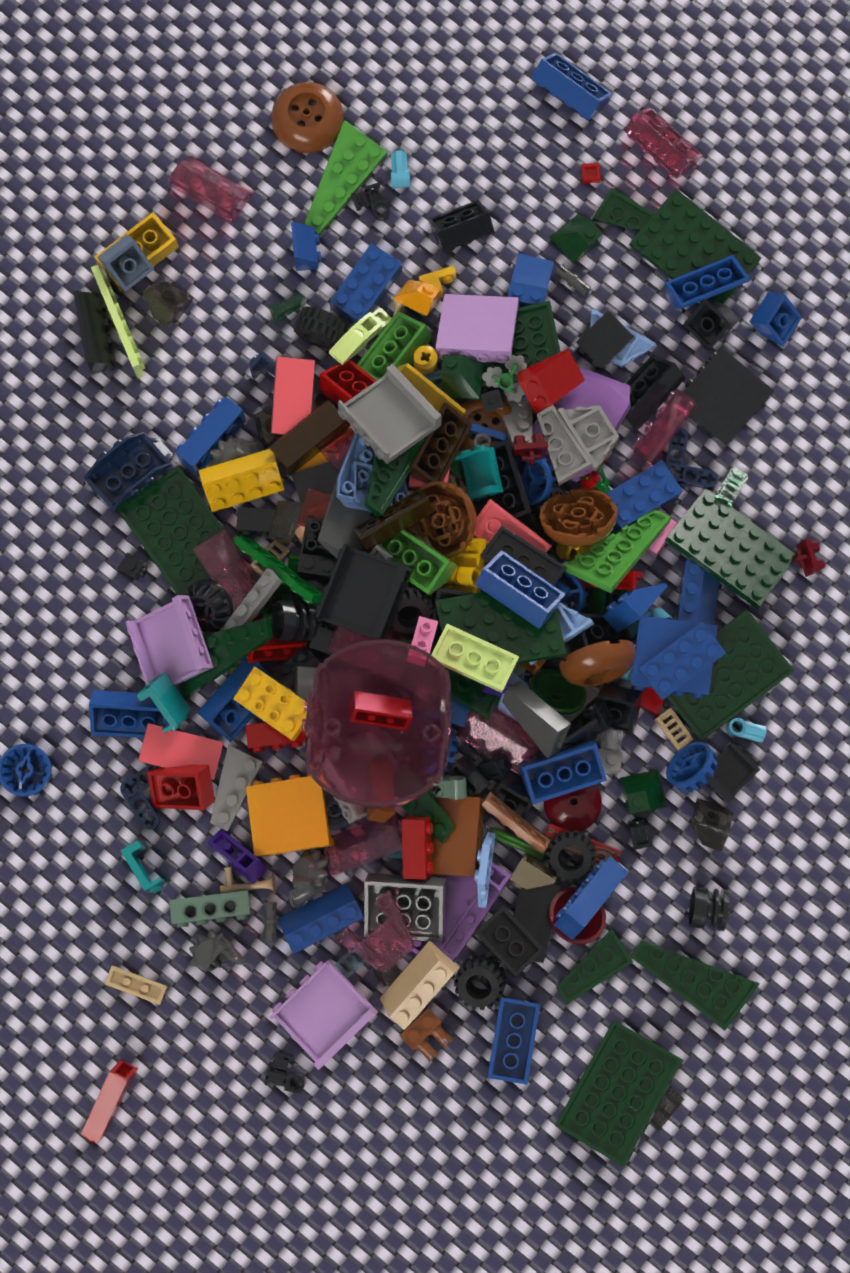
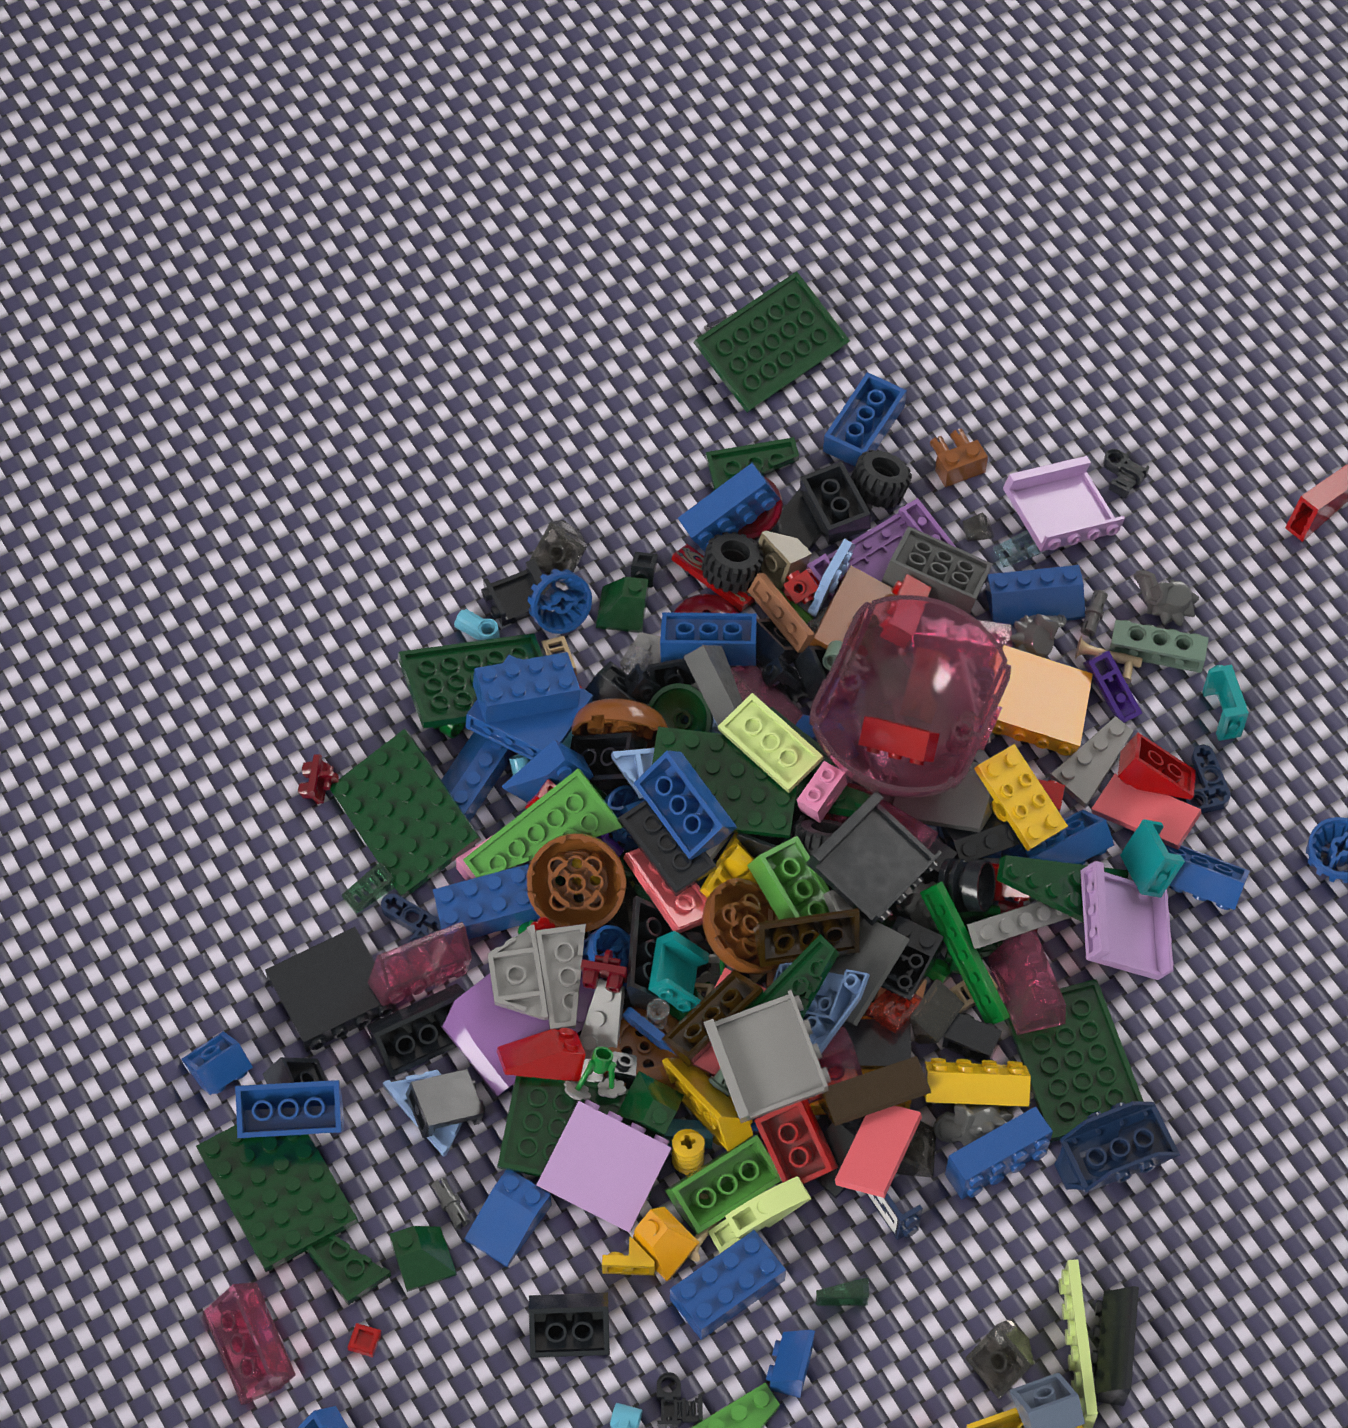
camera: 160 degrees left, 20 degrees down
(133, 567) = (1144, 1039): black bracket -> none
(136, 985) = (1265, 600): tan plate -> none
(213, 601) = (1064, 950): black gear -> none
(319, 327) = (811, 1239): black tyre -> none
(384, 945) = (974, 542): clear pink wing -> none
(417, 985) = (949, 494): tan slope -> none
(507, 853) = (807, 580): none -> red brick
(705, 987) = (640, 411): dark green wing -> none
(713, 908) = (603, 468): black wheel -> none

